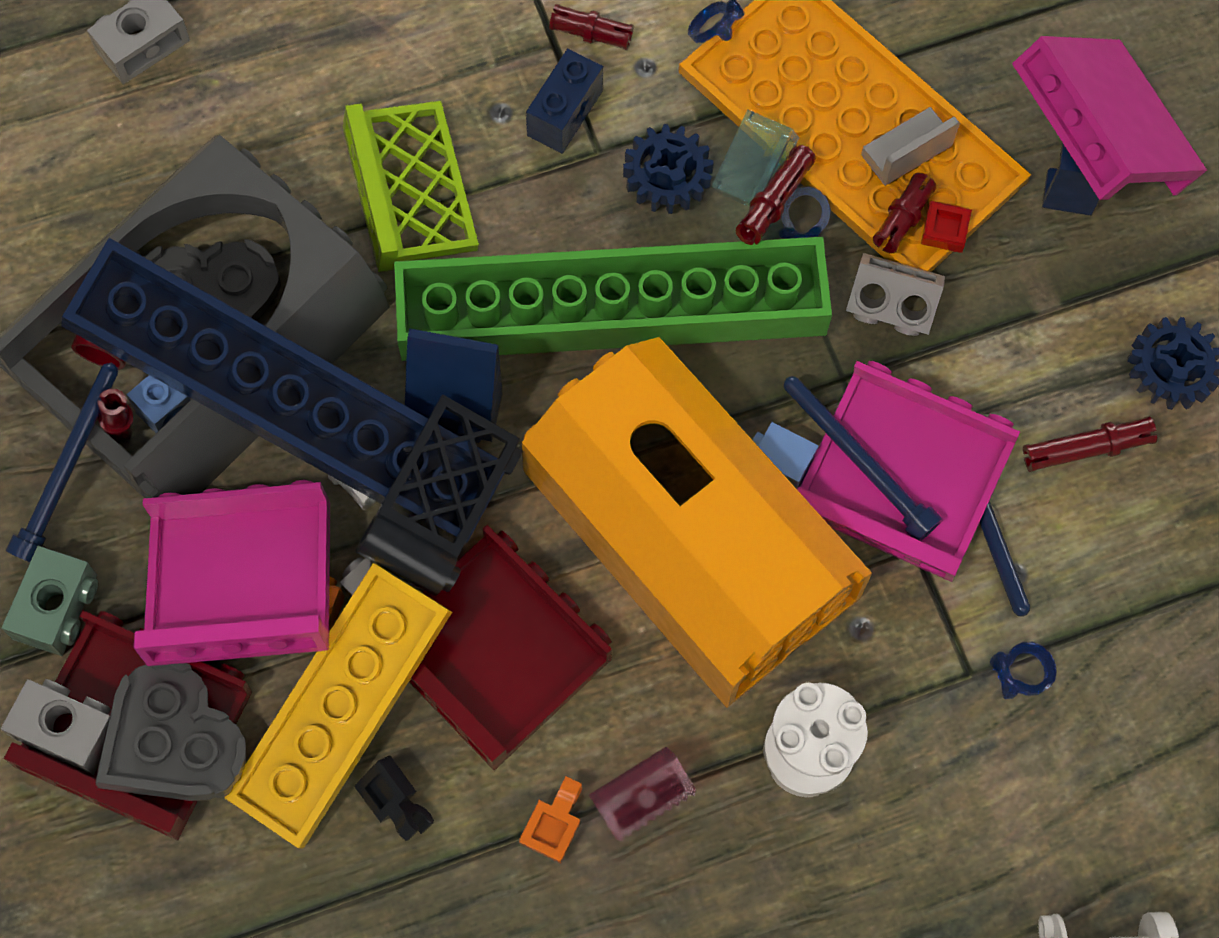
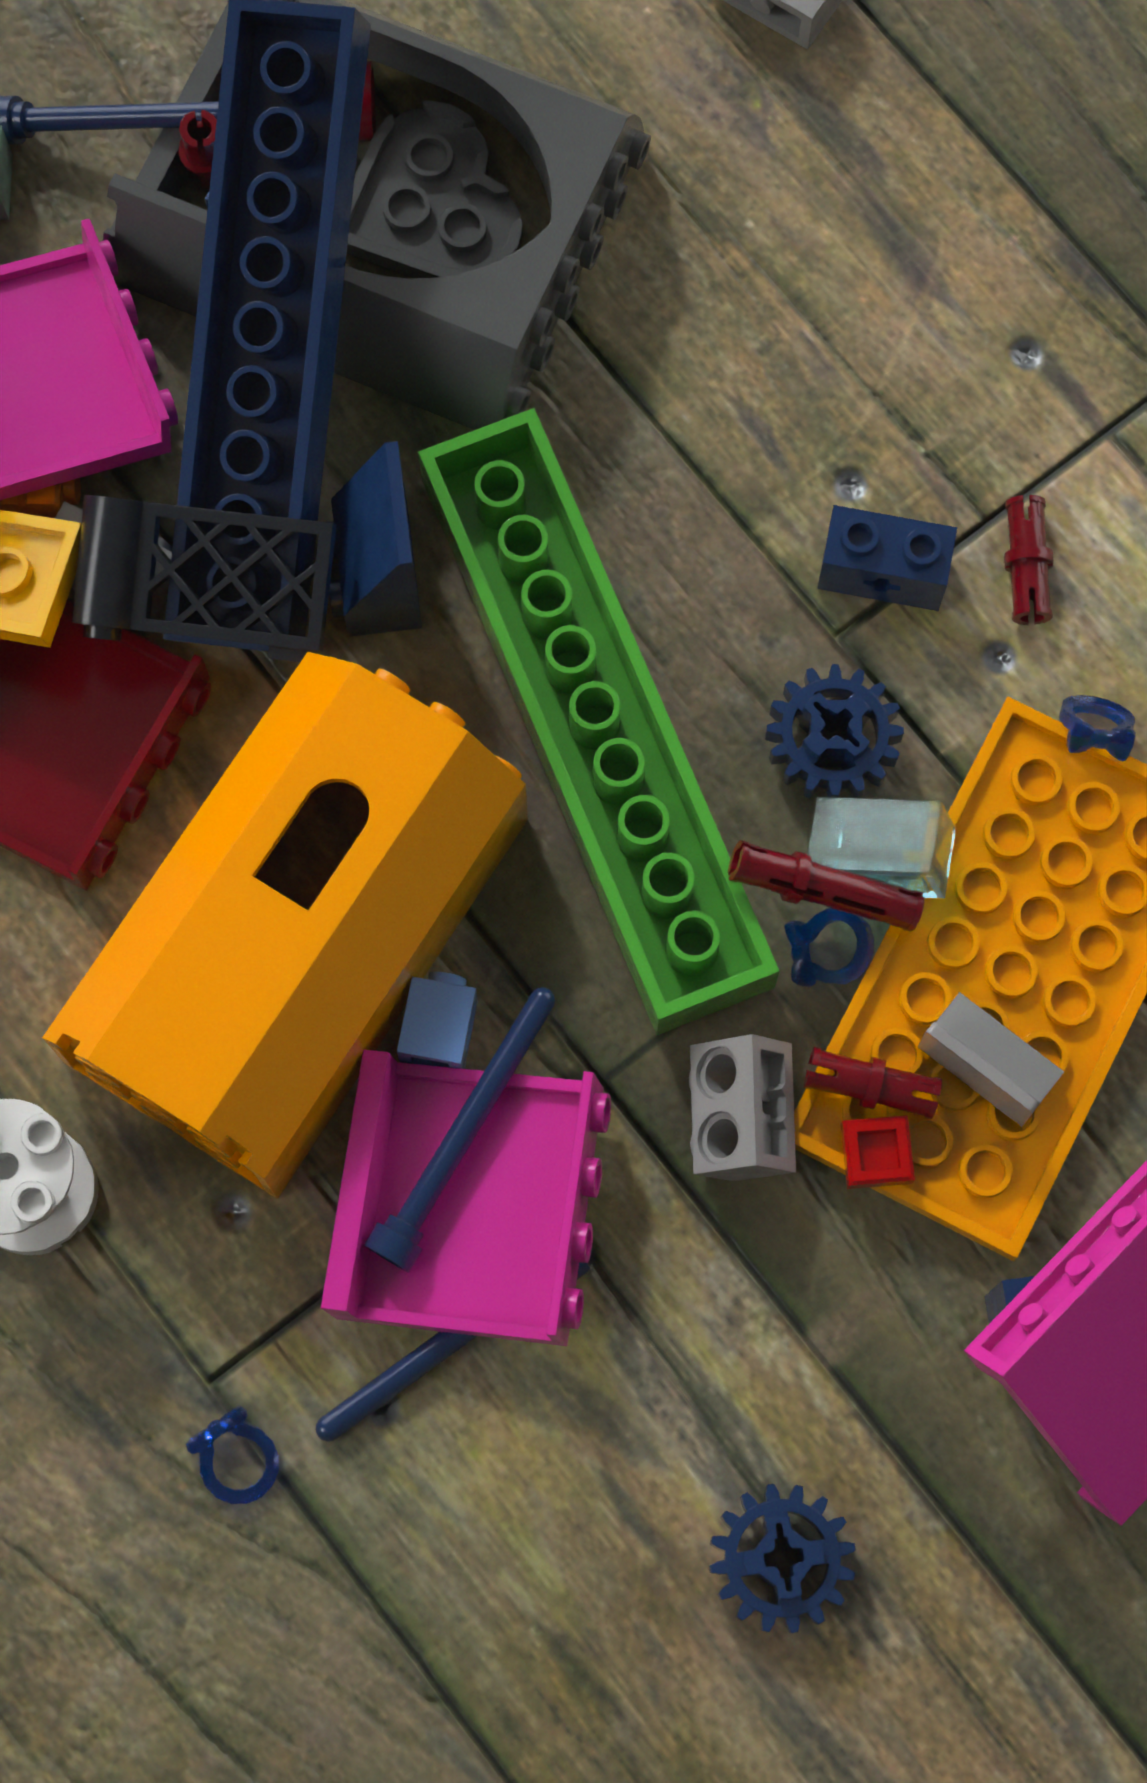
camera: 75 degrees right, 5 degrees up
(374, 191) = (659, 353): lime fence -> none
(1107, 440) = (616, 1473): dark red pin -> none

